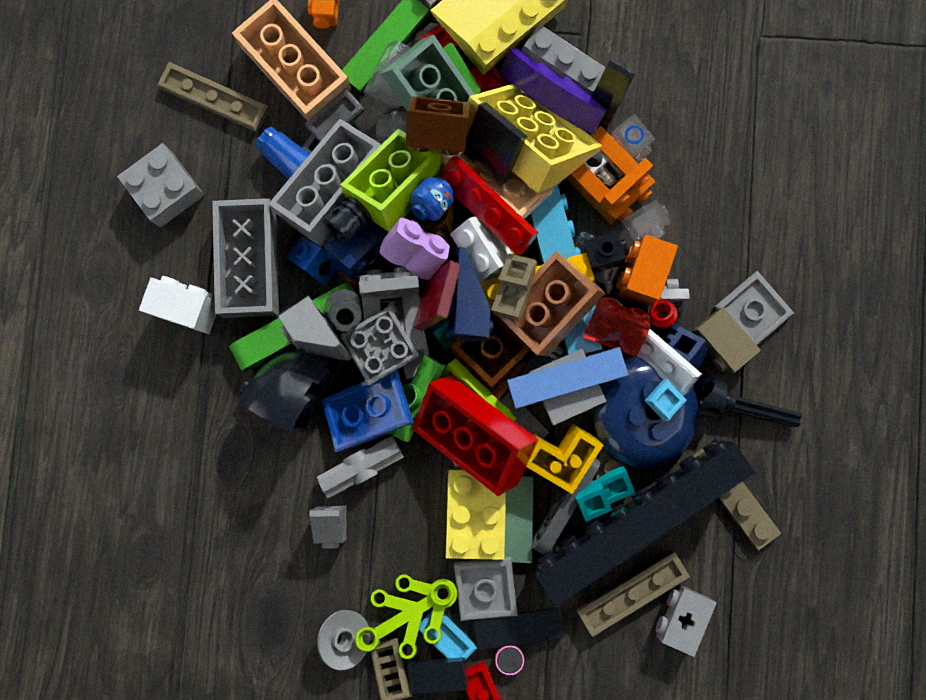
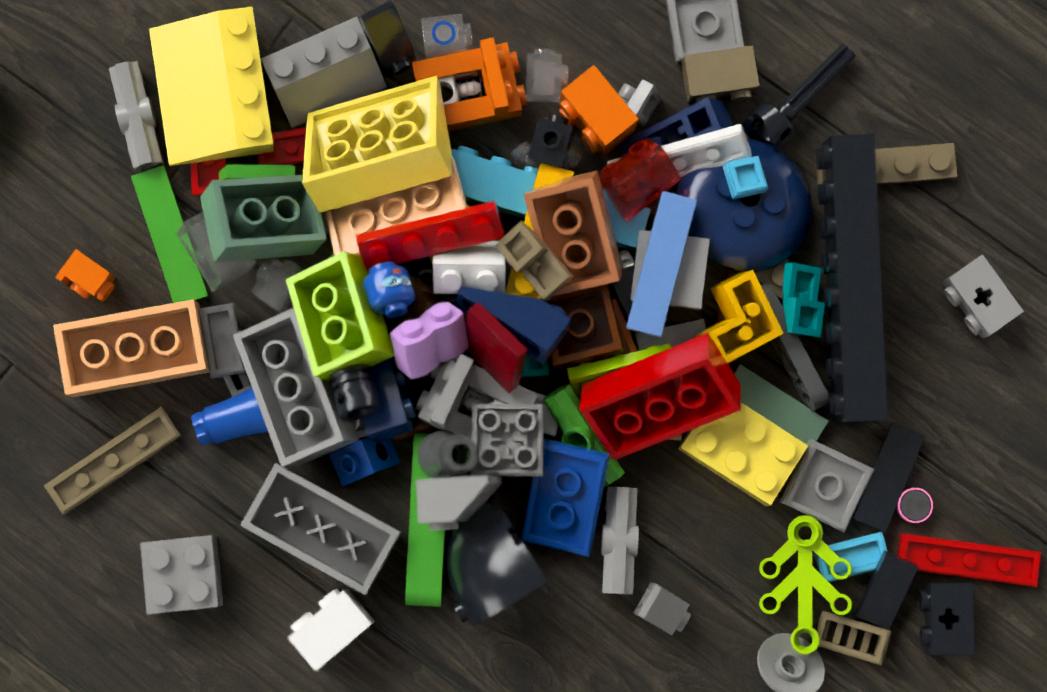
camera: 65 degrees left, 0 degrees up
(437, 125) = (315, 235): reddish brown brick -> none
(493, 143) = (369, 189): black tile -> none
(552, 92) = (343, 92): dark purple slope -> none
(632, 593) = (923, 334): dark tan plate -> none
(660, 308) = (645, 119): red plate -> none

